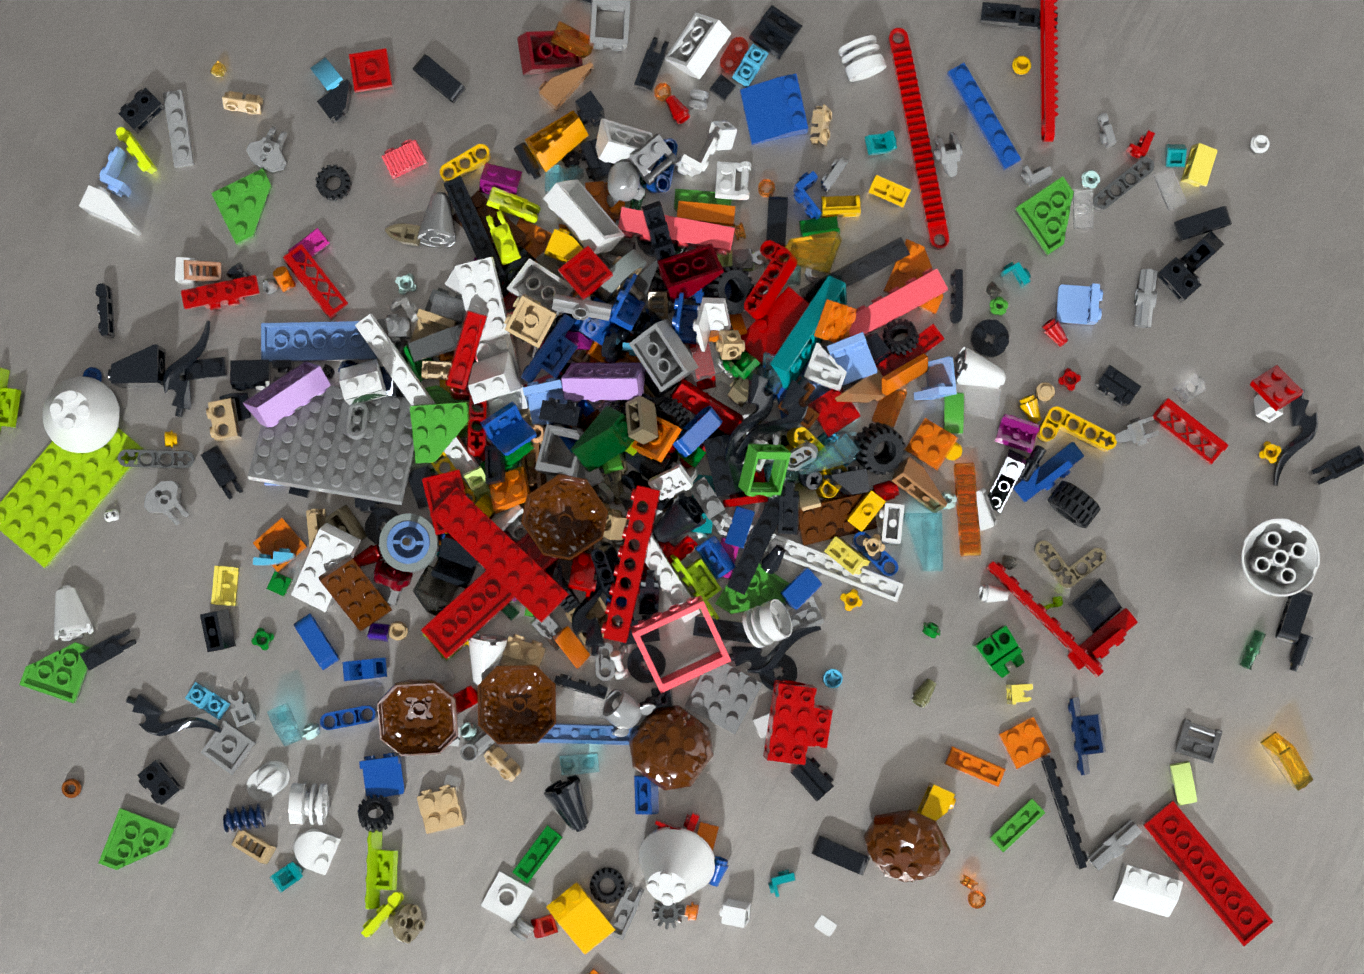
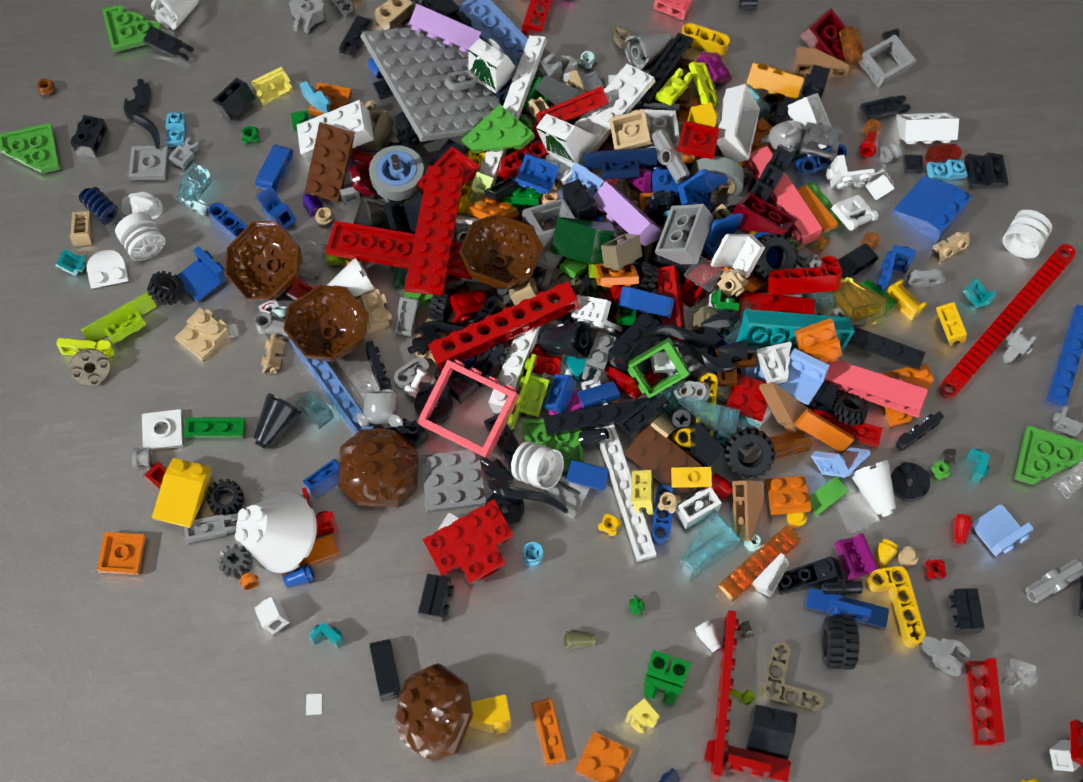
camera: 55 degrees right, 20 degrees down
(527, 160) = (743, 73): black cylinder -> none
(571, 646) = (403, 339): orange slope -> none

